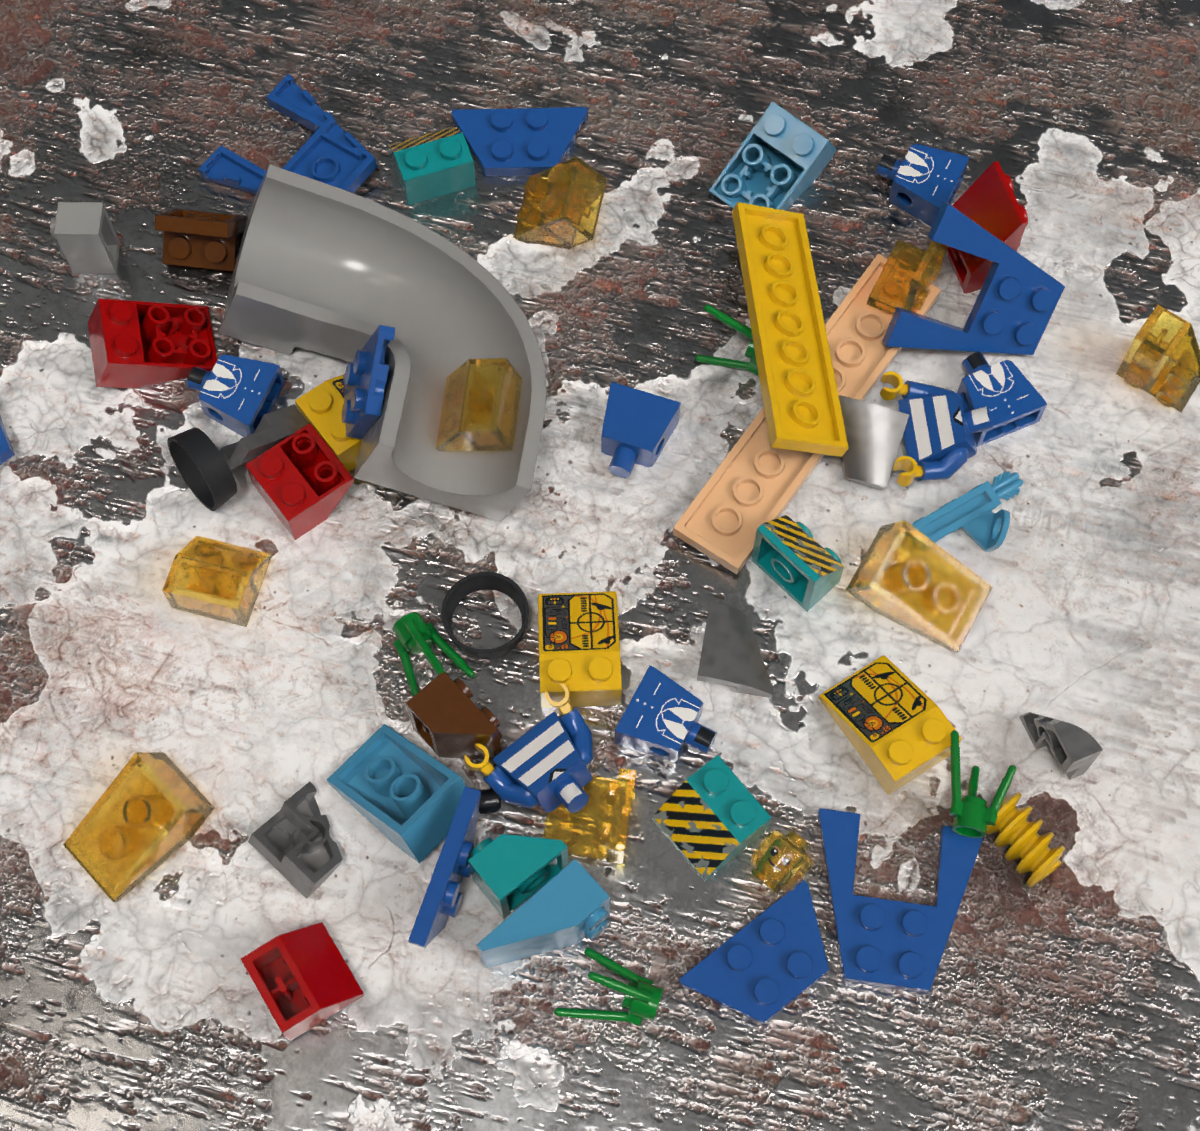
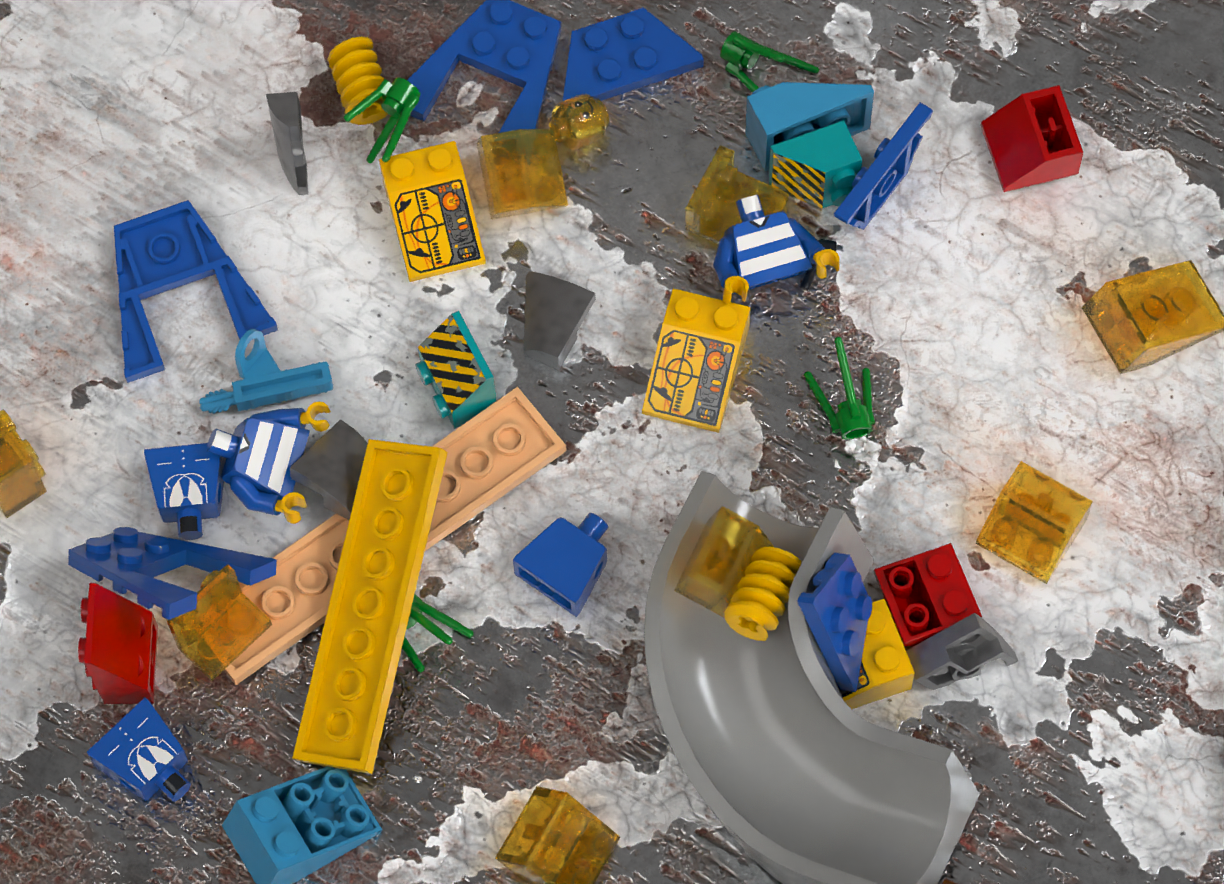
camera: 160 degrees left, 0 degrees up
(148, 342) = (1055, 813): red slope -> none
(202, 467) = (1027, 630): black tyre -> none
(237, 391) = (973, 723): blue torso -> none
(299, 842) = (1008, 265): flat silver slope -> none
(400, 791) = (904, 277): dark azure slope -> none
(434, 379) = (762, 593): none -> yellow piece
(452, 722) = (839, 306): reddish brown slope -> none
(477, 582) = (778, 380): black tyre -> none
(663, 719) = (641, 270): blue torso -> none
(712, 818) = (625, 175): slope -> none
(816, 776) = (521, 172): none -> clear yellow slope
(919, 586) = (351, 324): clear yellow slope -> none
(1120, 606) = (166, 253): none -> blue wing

